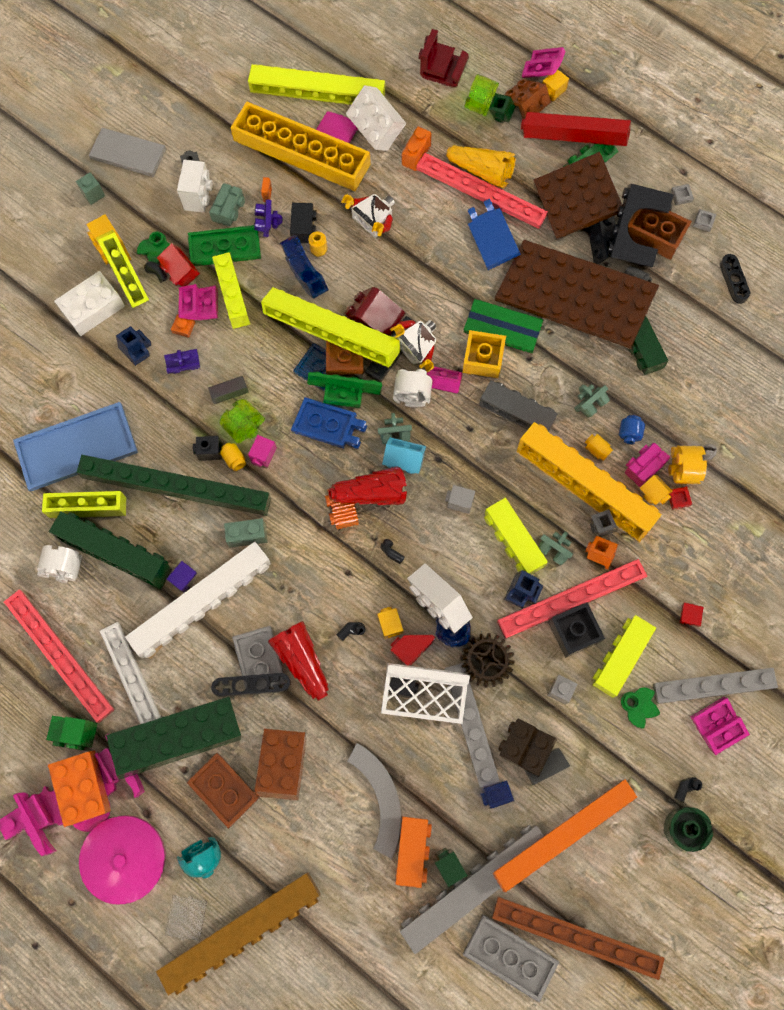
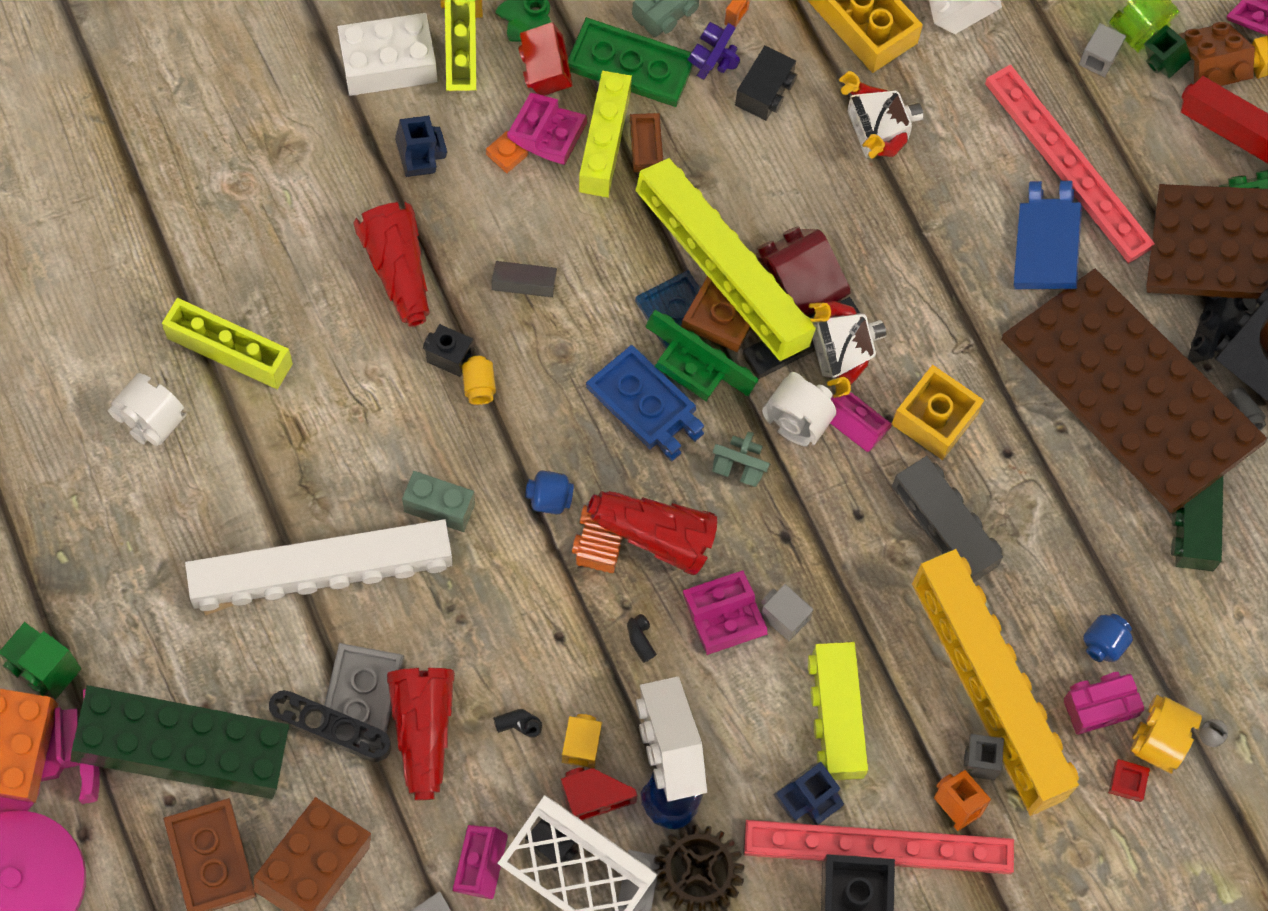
camera: 20 degrees right, 5 degrees down
(56, 450) = (258, 253): medium blue tile -> none
(59, 656) = (78, 544): coral plate -> none
(111, 549) = (231, 428): dark green brick -> none
(130, 673) = (165, 618): white tile -> none
(151, 410) = (395, 255): none -> red cone
(154, 268) = (509, 47): black arm -> none
(174, 485) = (372, 380): dark green brick -> none
(182, 361) = (477, 203): dark purple hips -> none
(182, 576) = (312, 518): dark purple panel -> none
(242, 421) = (518, 333): clear neon green brick -> none
(254, 284) = (645, 140): none -> dark orange tile
(262, 451) = (525, 394): dark pink brick -> none
(302, 268) = (729, 150): clear blue arch -> none
(303, 498) = (549, 492): none -> blue head
(317, 243) = (772, 125): yellow brick -> none
(369, 715) = (478, 865): none -> dark pink slope
(404, 455) = (734, 503): medium azure brick -> none
(416, 147) = (1000, 50): orange brick -> none
(428, 515) = (725, 612): none -> dark pink slope
(468, 123) = (1102, 50): none -> light grey brick
(485, 163) = (1095, 125): yellow cone -> none
(519, 328) = (1011, 397): green tile -> none
(547, 543) = (900, 771): sand green hips -> none
(598, 395) = (1056, 568): sand green hips -> none
(598, 447) = (1042, 639): yellow brick -> none
(656, 490) = (1096, 749): yellow brick -> none

